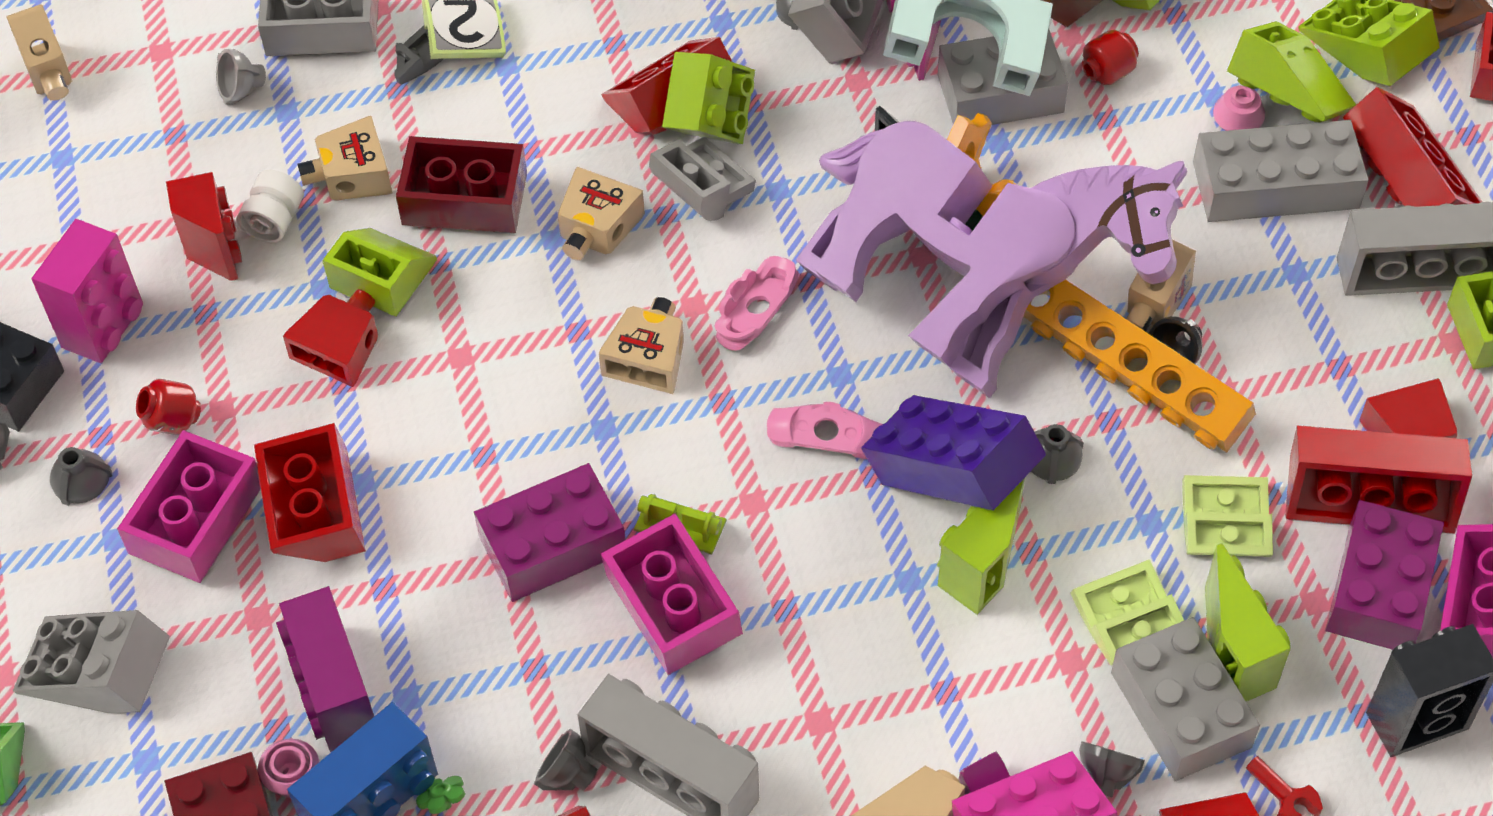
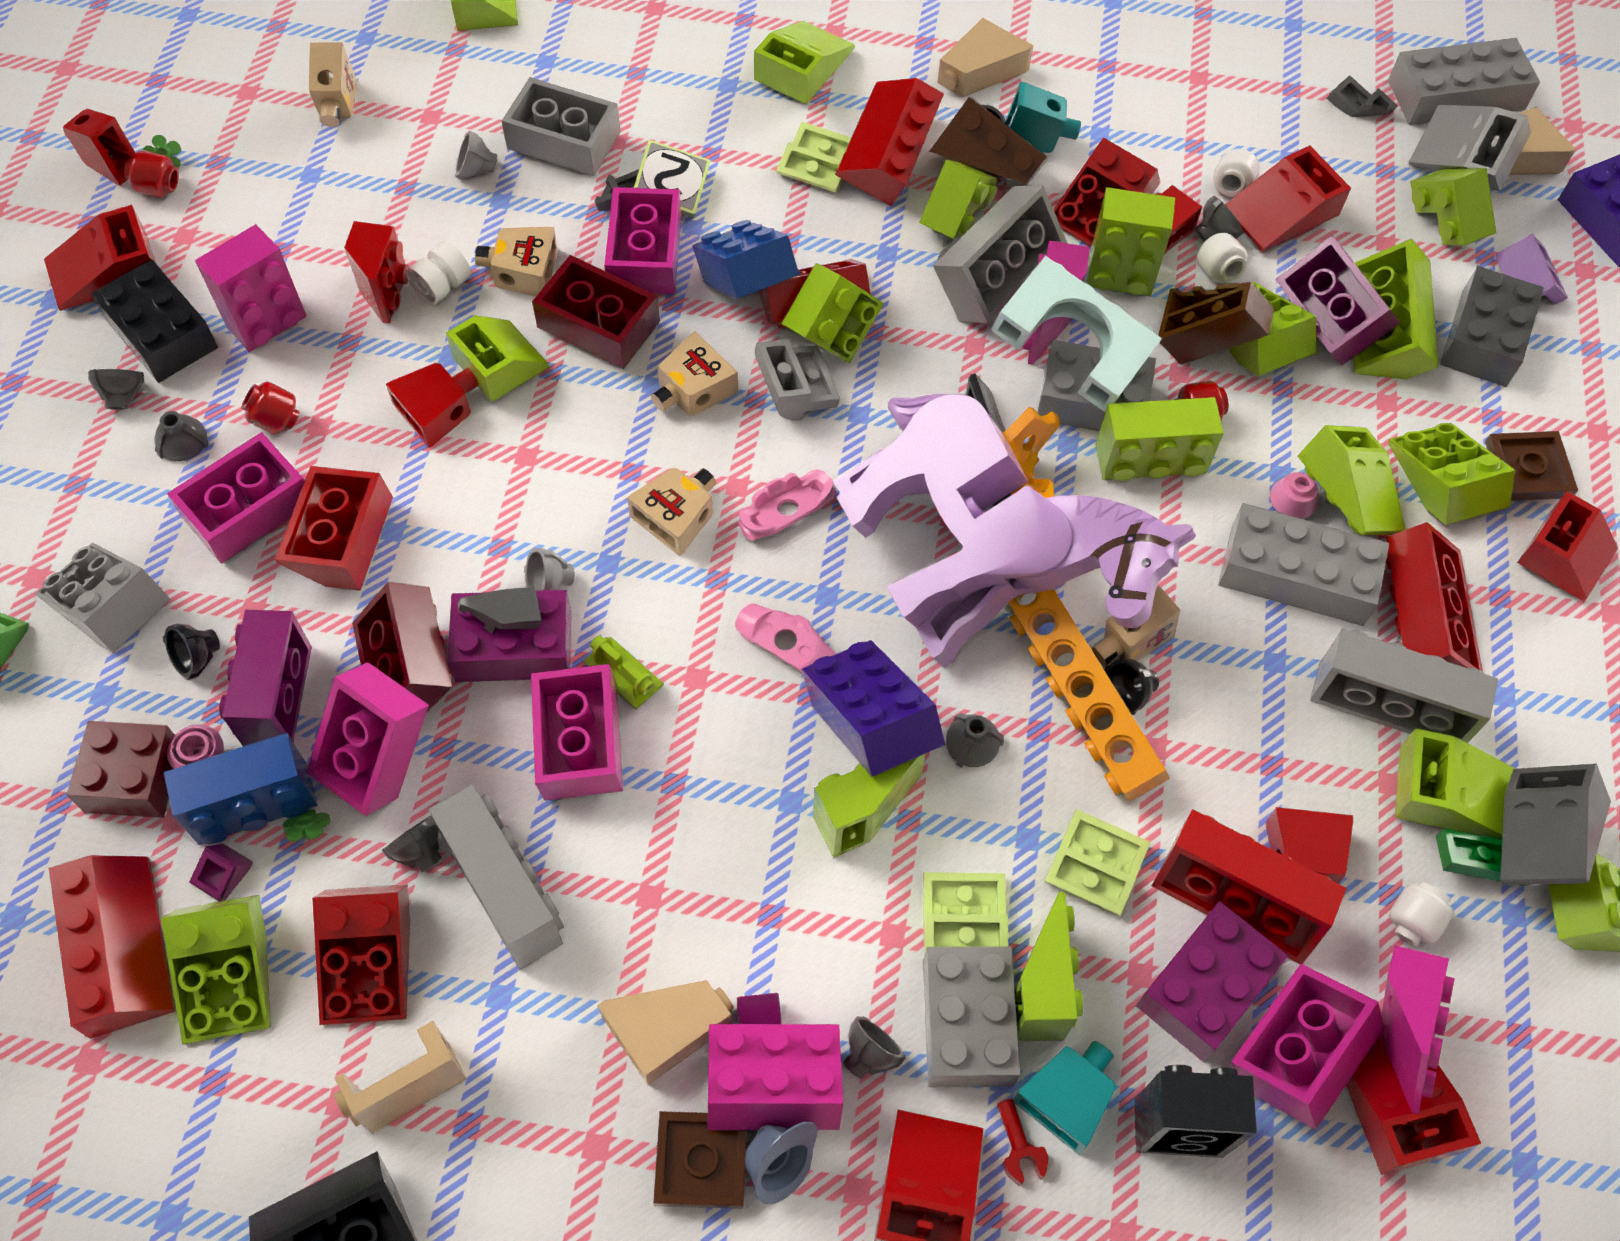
camera: 20 degrees right, 5 degrees up
(218, 676) = (190, 648): none -> black piece
(455, 589) = (404, 641): none -> dark red brick
(472, 91) = (644, 237): none -> dark pink brick
(472, 678) = (366, 738): none -> dark pink brick
(543, 501) = (504, 608): none -> dark grey slope
(550, 456) = (547, 571): none -> light grey piece
(593, 76) = (745, 258): none -> blue brick
(1088, 103) = (1158, 438): none -> lime brick
(1310, 730) = (1070, 1094): none -> teal torso

